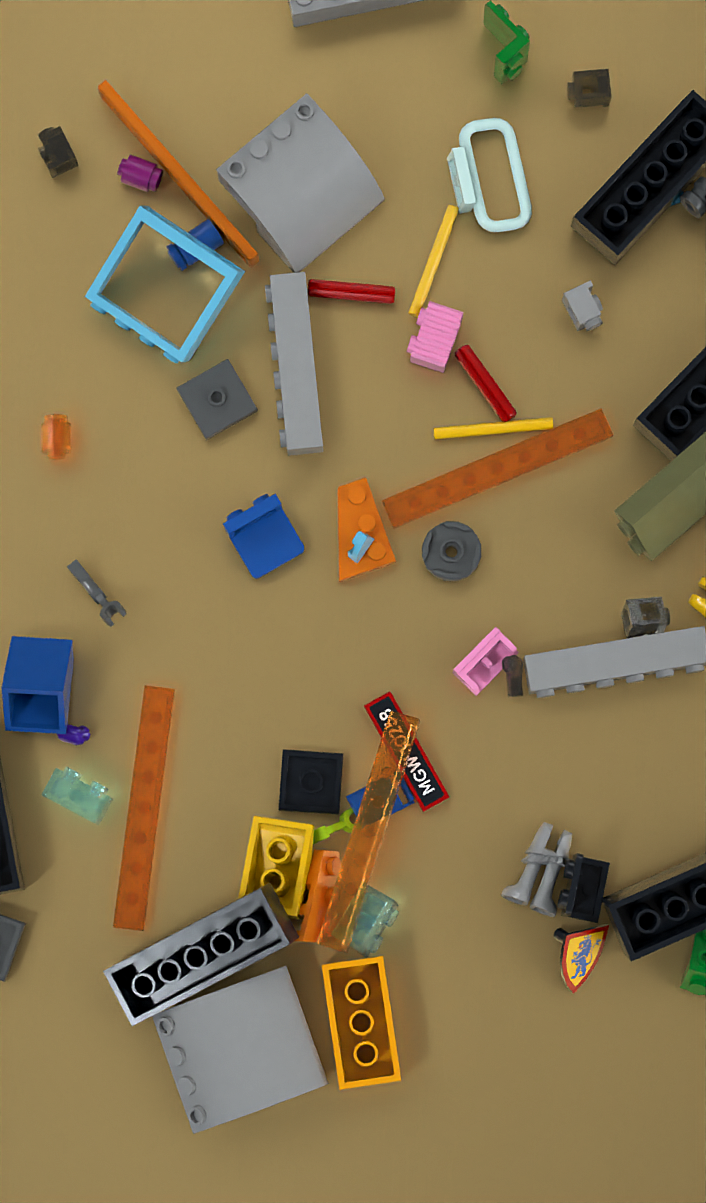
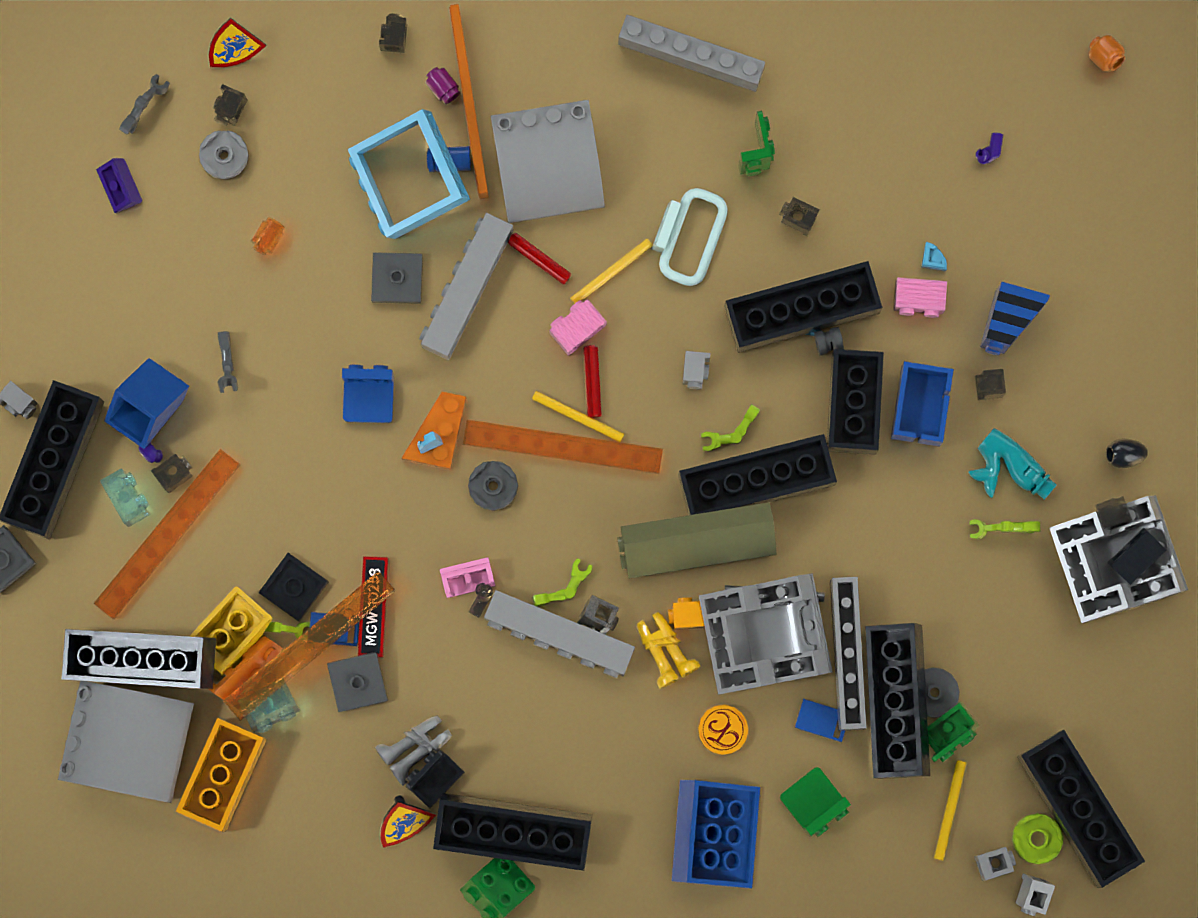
camera: 30 degrees right, 0 degrees up
(114, 751) = (171, 482): none -> clear smoke brick
(440, 838) = (357, 681): none -> dark grey plate
(598, 613) = (563, 594): none -> lime piece
(651, 365) = (732, 438): none -> lime piece

